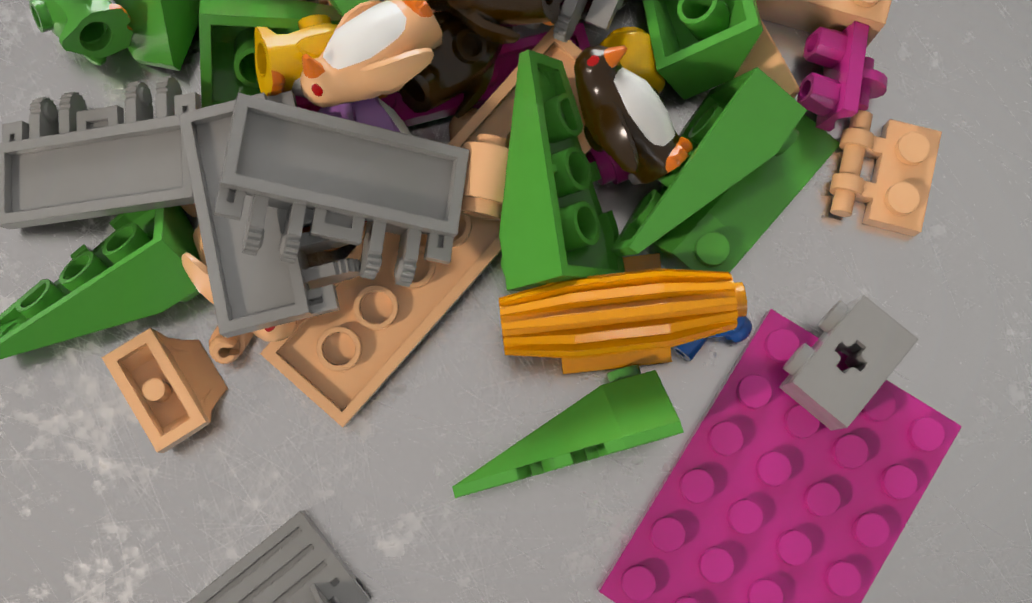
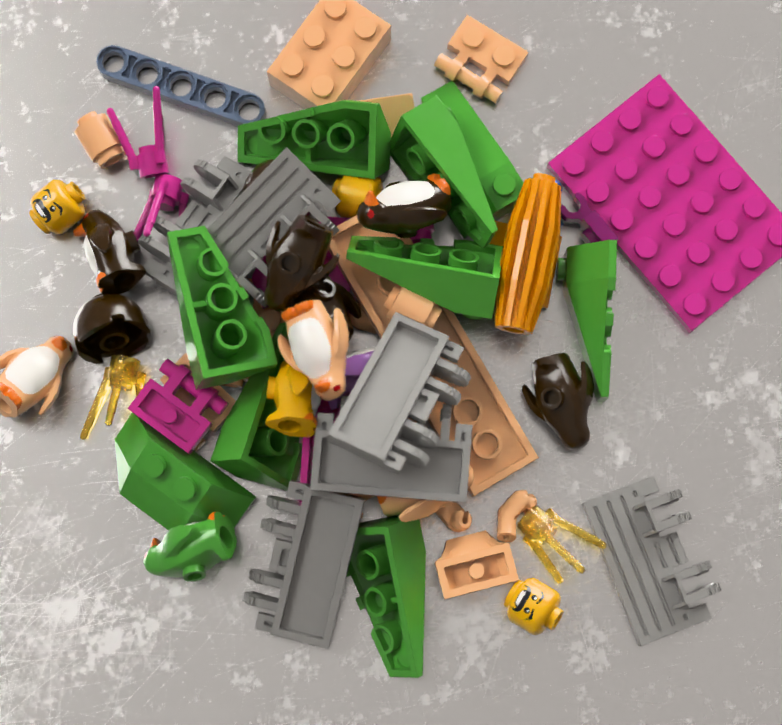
camera: 70 degrees left, 0 degrees up
(130, 486) = (533, 606): none -> yellow head
(243, 460) = (540, 528): none -> clear yellow plant
(258, 411) = (518, 502): none -> light nougat arm
(436, 433) = (562, 397): none -> dark brown animal
(697, 404) = (590, 222): none -> magenta plate
(847, 75) = (412, 62): dark pink hips -> none
(874, 348) = (600, 109): light grey brick -> none

